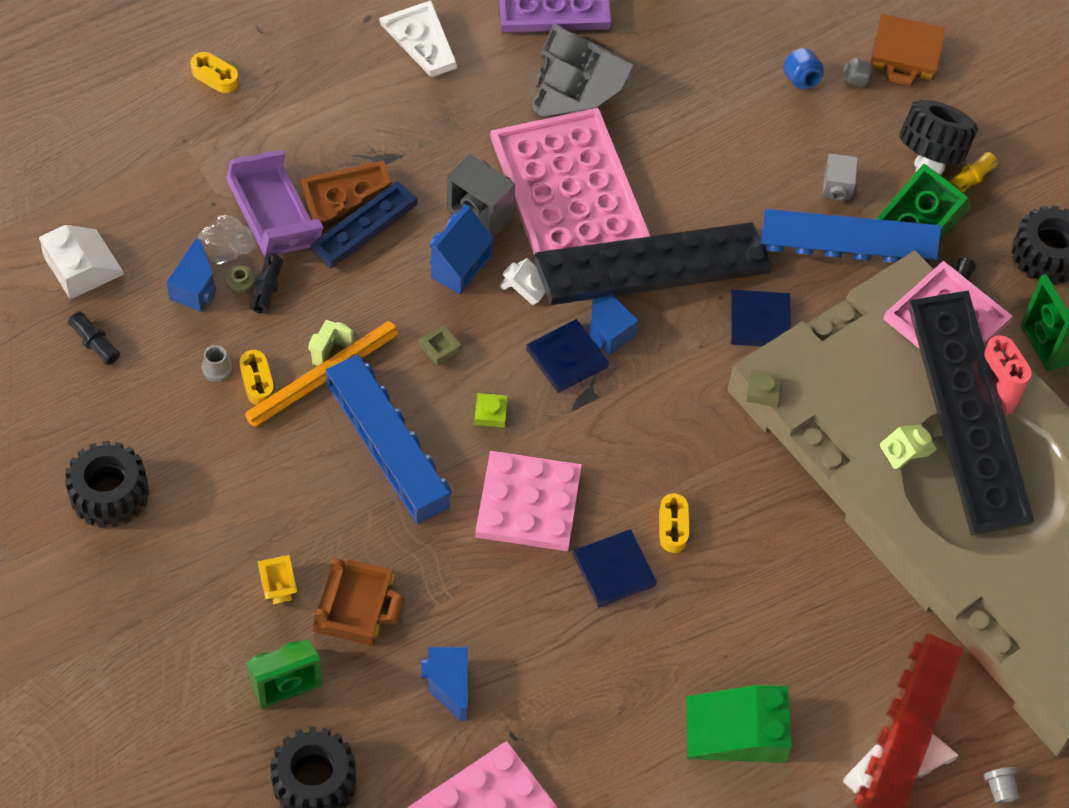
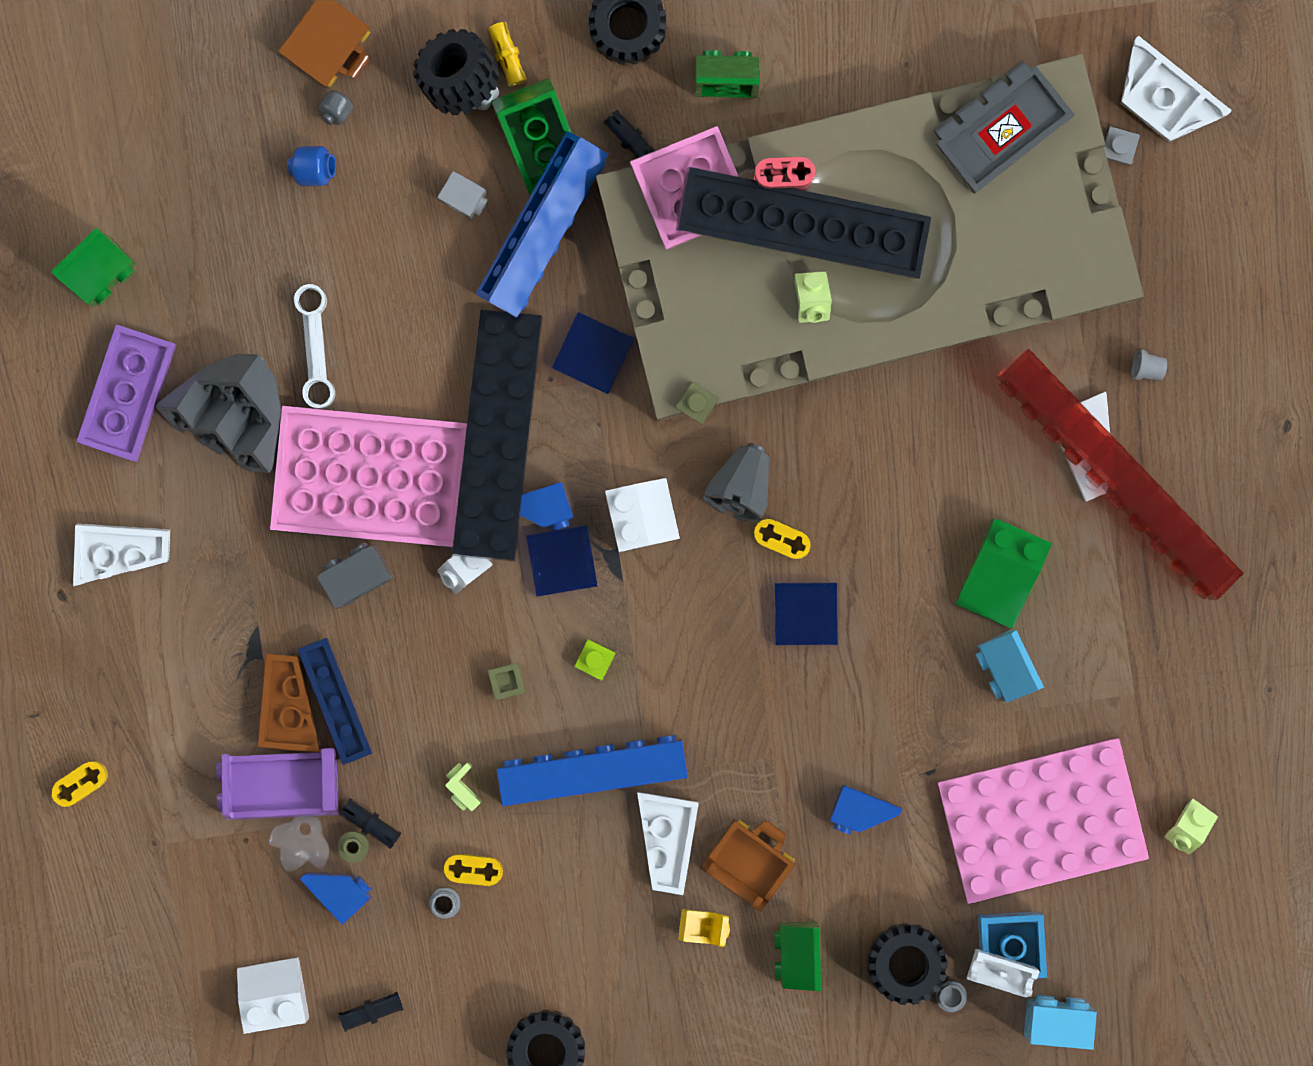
camera: 60 degrees left, 30 degrees up
(317, 376) = (493, 805): light orange axle -> none
(357, 522) = (668, 839): none -> white wing
(460, 250) = (412, 621): blue slope -> none
(528, 501) = (705, 663): bright pink plate -> none
(638, 398) = (642, 514): none -> white slope
(651, 759) = (1009, 666): none -> medium azure slope
(659, 118) = (314, 346): none -> white piece
(707, 464) = (741, 484): none -> dark grey cone

